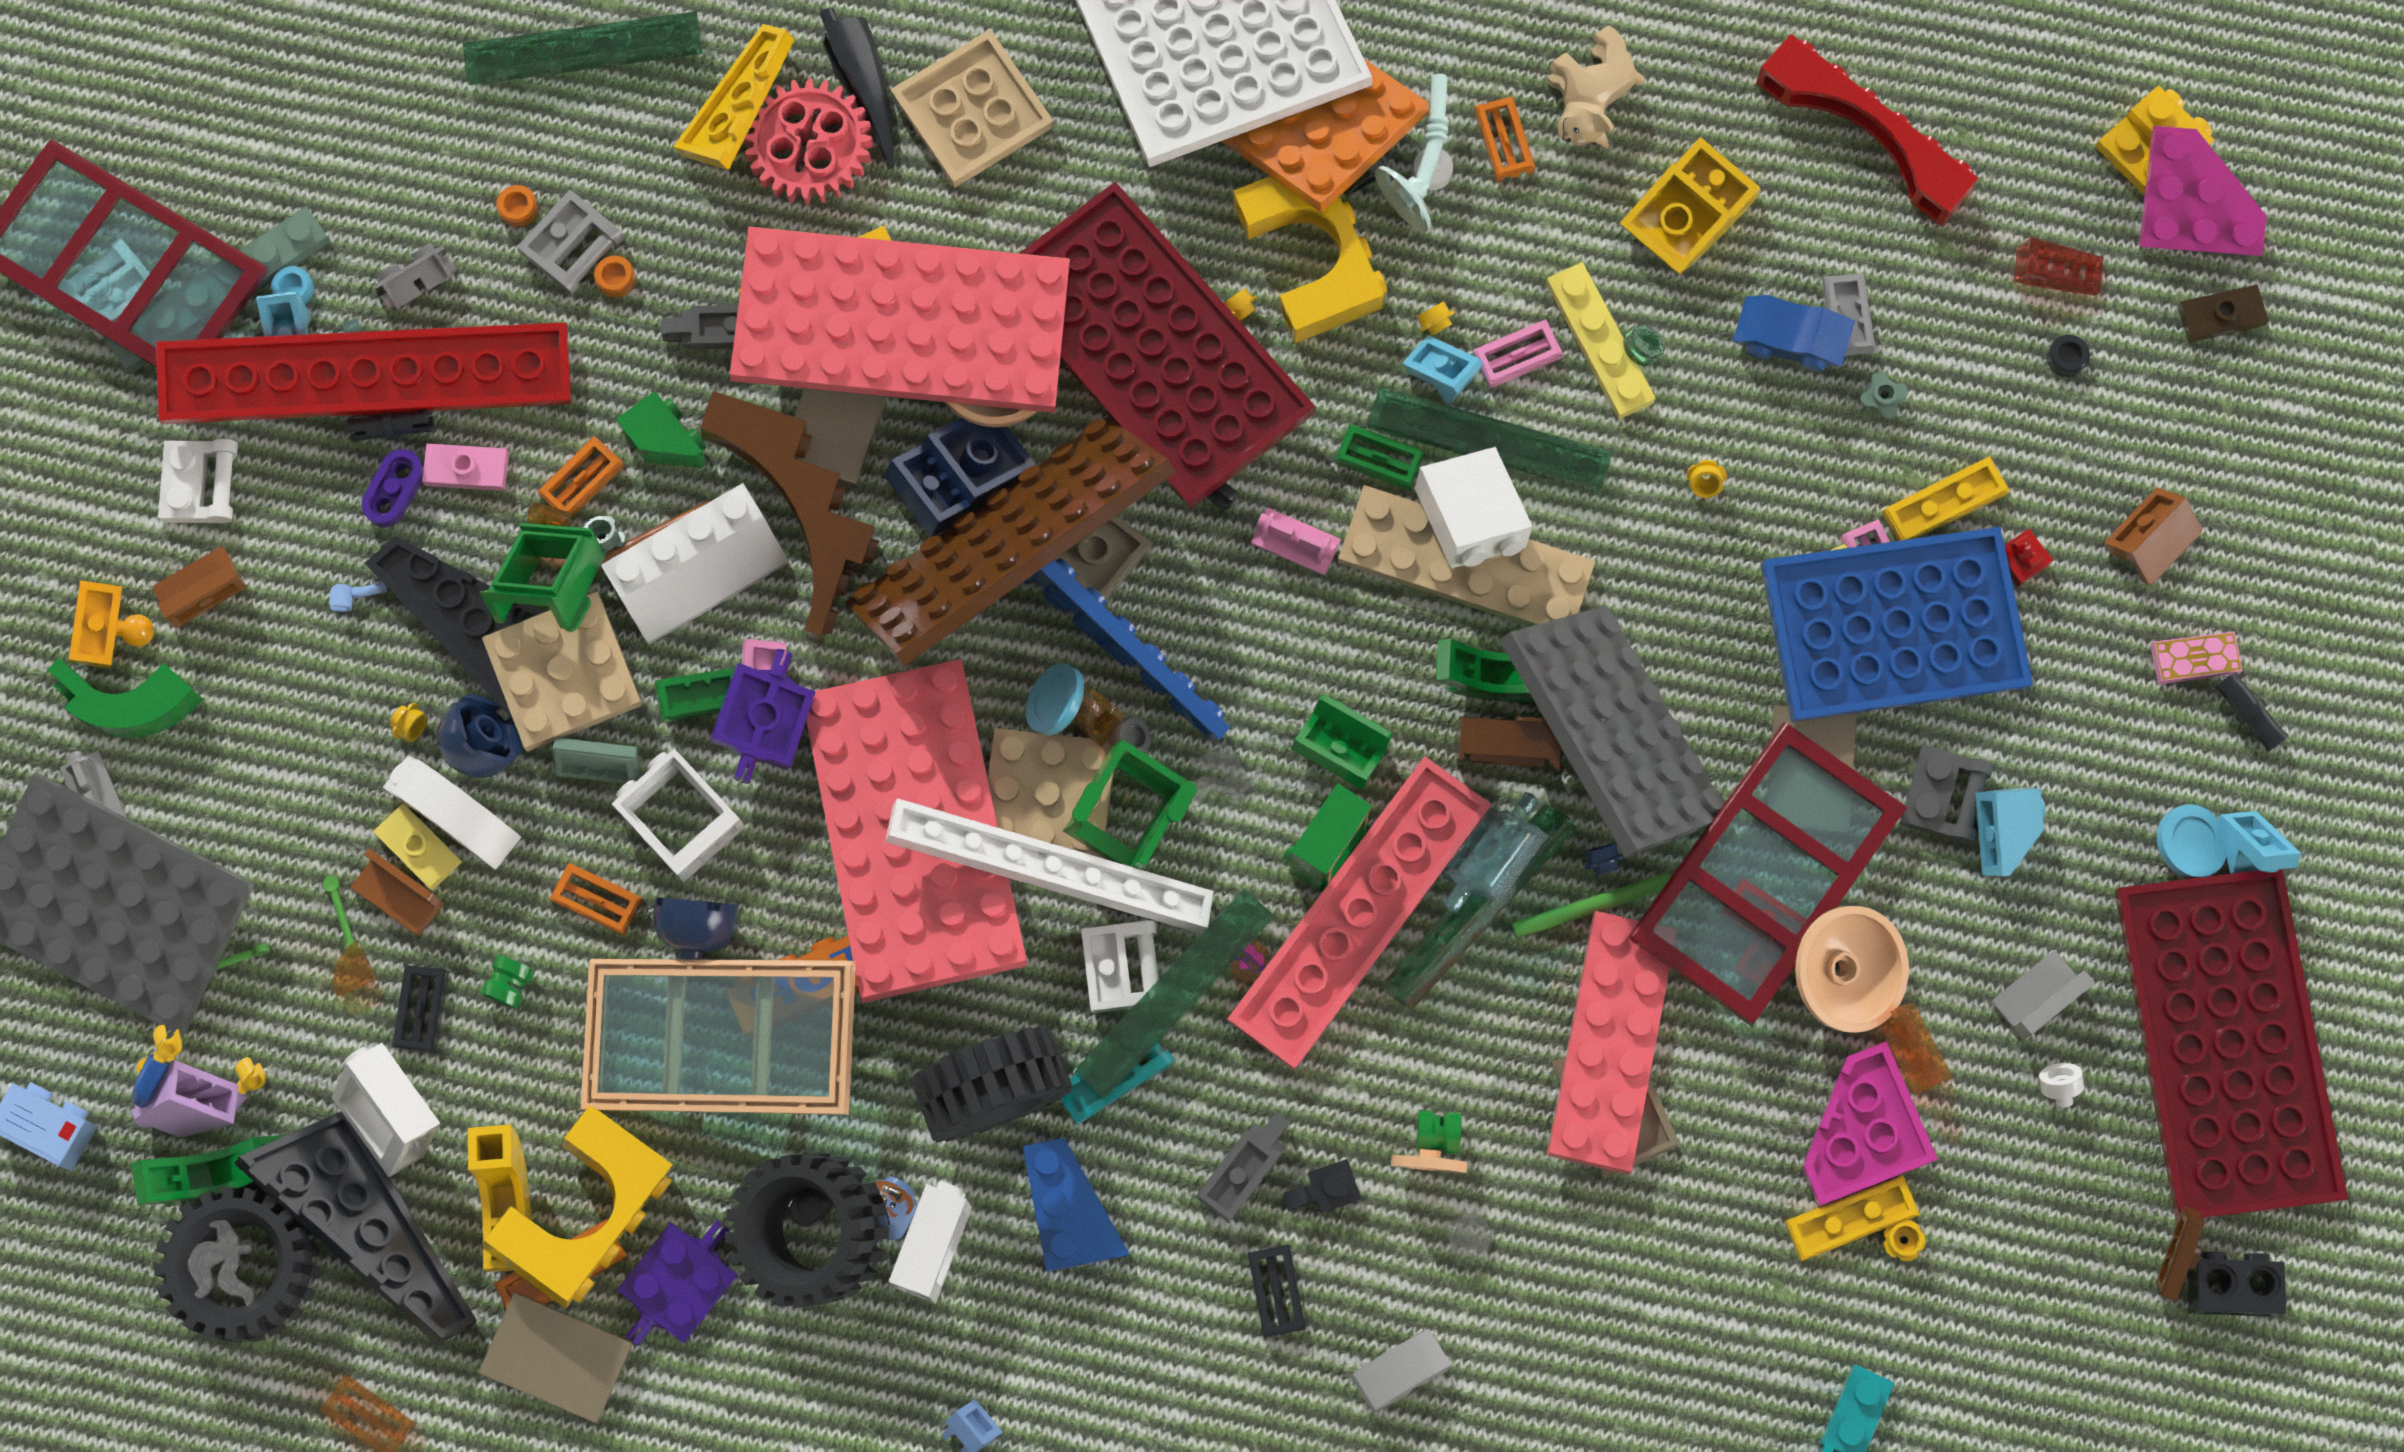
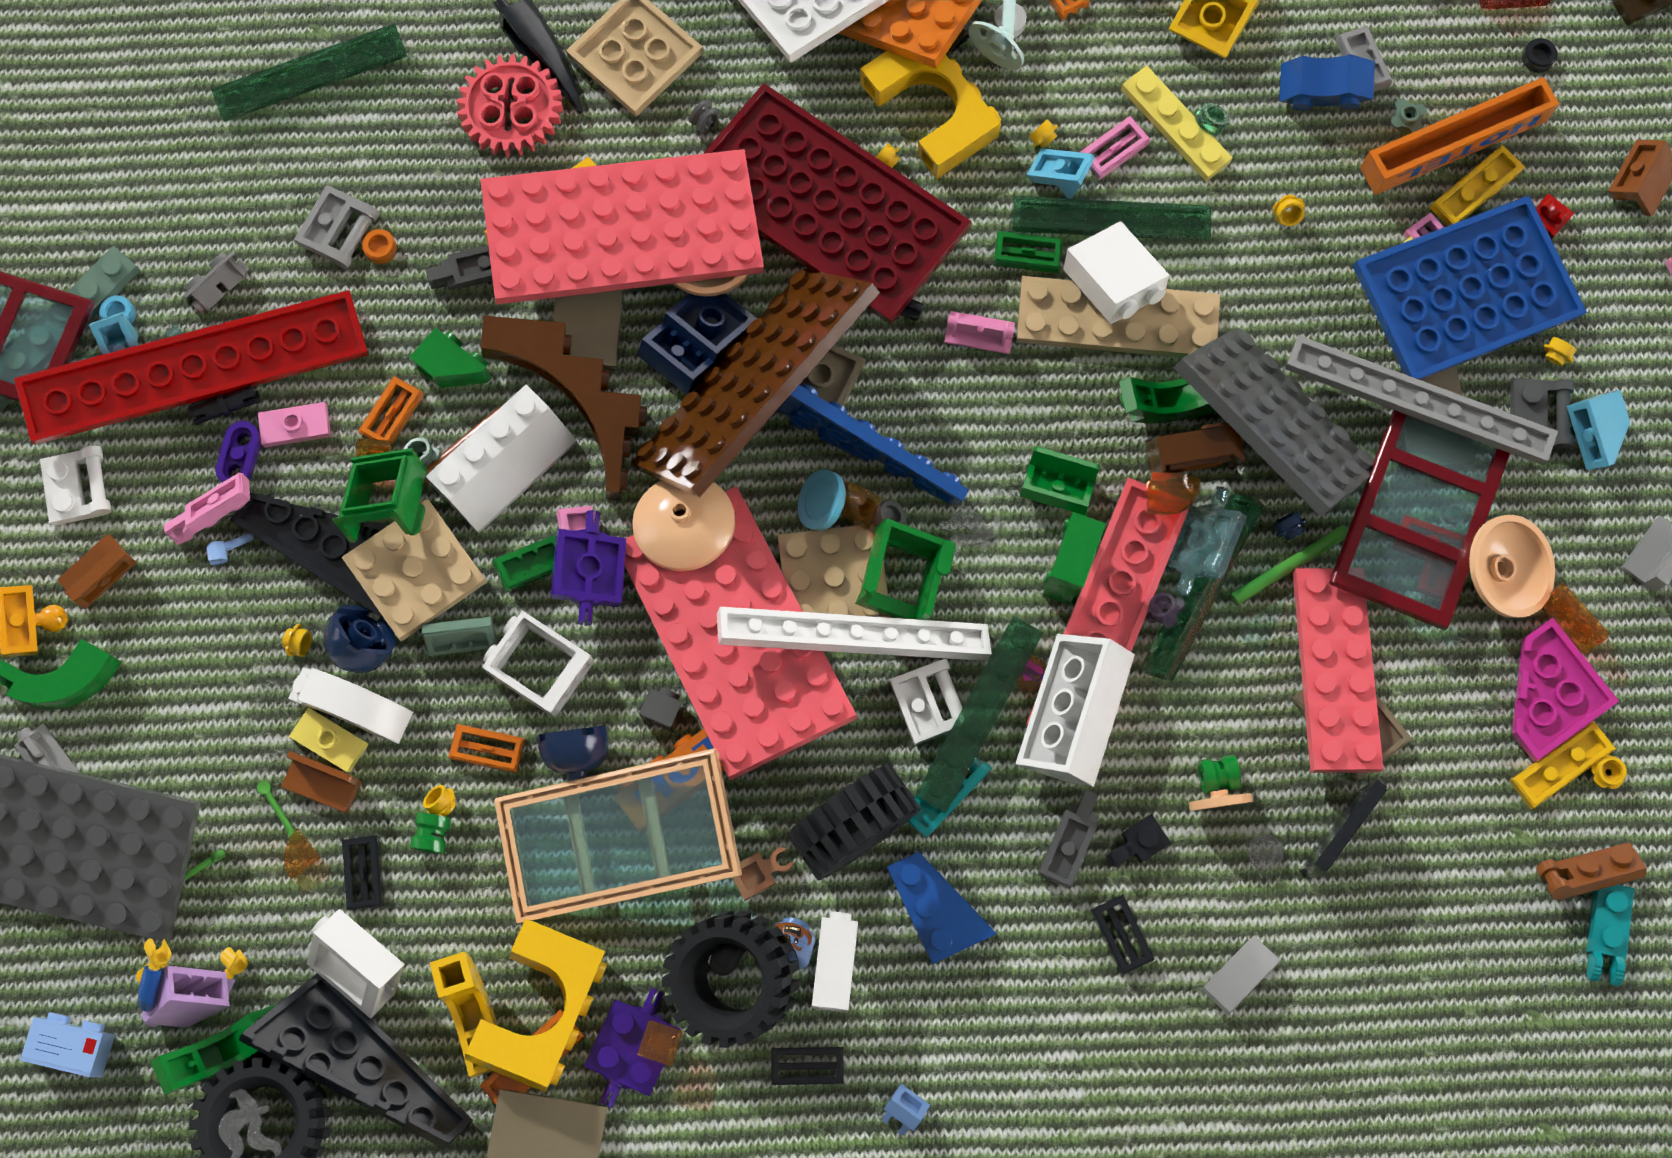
camera: 15 degrees left, 0 degrees up
(344, 544) = (209, 508): none -> bright pink hinge
(517, 206) = (286, 208): orange tile -> none
(527, 947) = (440, 801): none -> yellow plate
(709, 1284) = (660, 1042): none -> clear orange plate
(730, 110) = (441, 95): yellow wing -> none
(808, 901) = (662, 709): none -> dark grey plate
(870, 1118) = (758, 873): none -> nougat plate
(887, 710) = (684, 540): none -> light nougat dish
(908, 1361) = (776, 1066): none -> black tile
(1035, 205) = (704, 116): none -> dark grey bush
(1287, 1014) = (1075, 708): none -> white slope
(1419, 916) = (1161, 602): none -> clear purple plate
(1469, 787) = (1171, 492): none -> clear orange brick
(1563, 1230) = (1343, 829): none -> black tile
(1796, 745) = (1421, 400): none -> light grey plate
(1848, 1350) = (1591, 871): none -> dark orange plate
(1935, 434) = (1459, 136): none -> orange brick
(1987, 725) = (1559, 351): none -> yellow plate

